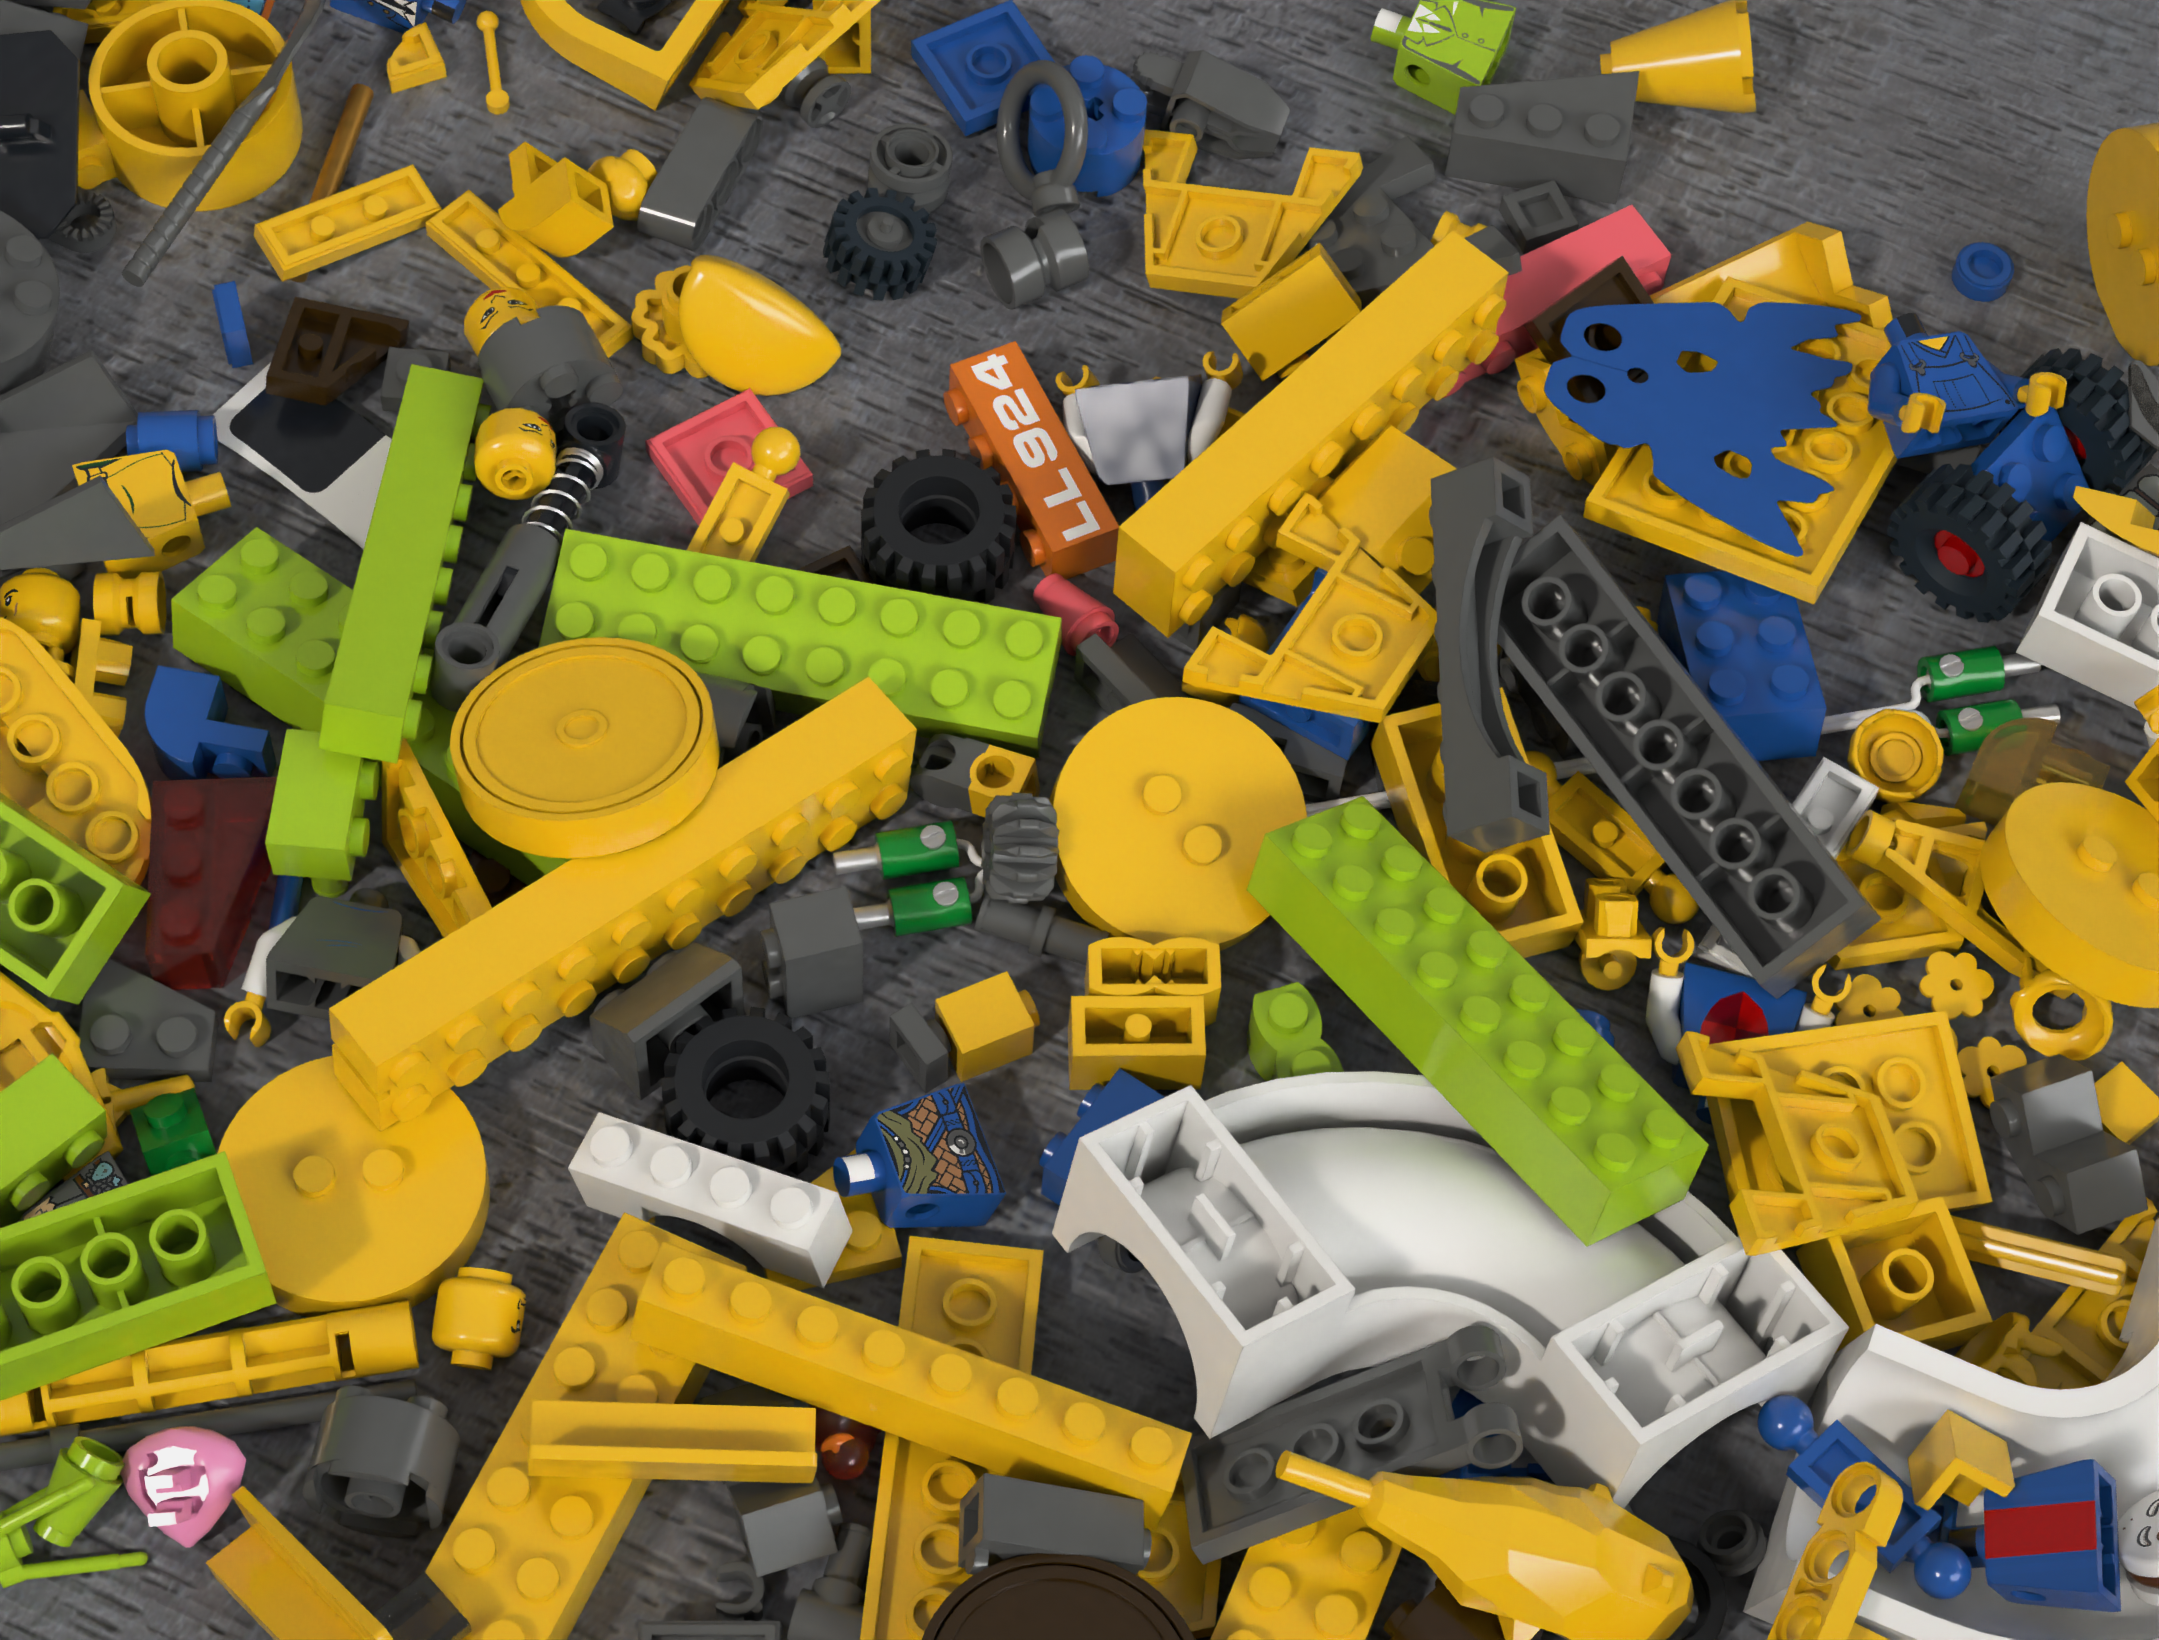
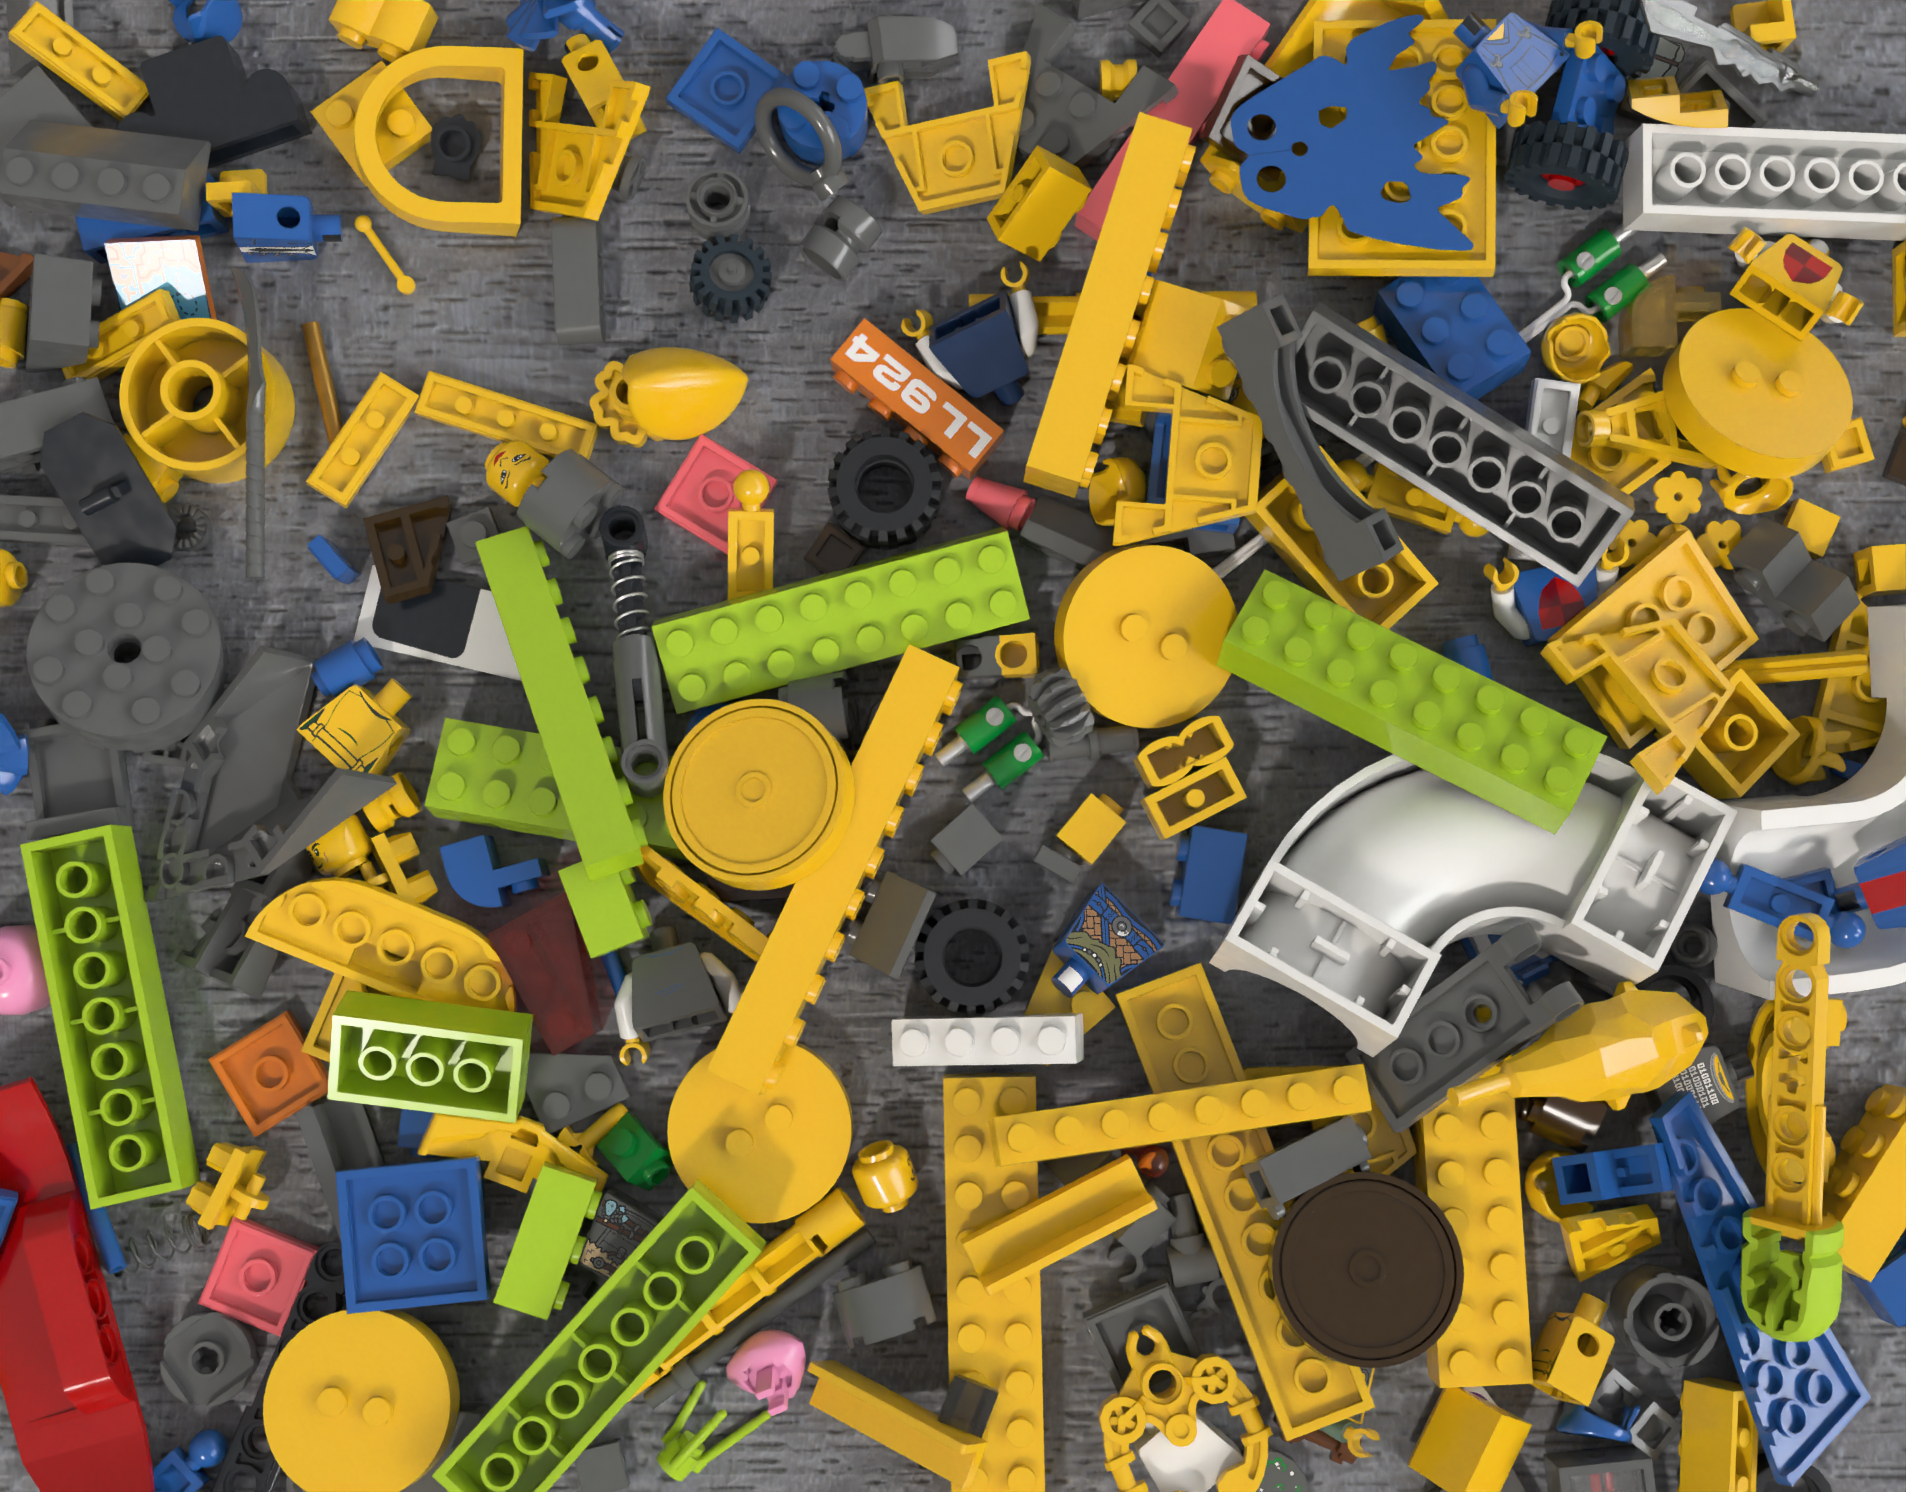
camera: 20 degrees left, 25 degrees up
(80, 1460) = (710, 1393): lime cone -> none
(415, 60) = (331, 280): yellow tile -> none
(515, 453) = (583, 579): yellow head -> none
(555, 203) = (494, 362): yellow brick -> none
(627, 181) = (527, 319): yellow animal -> none
(1287, 1035) = (1286, 749): lime brick -> none
(1610, 934) = (1451, 568): yellow hips -> none
(1959, 1462) = (1833, 859): yellow panel -> none

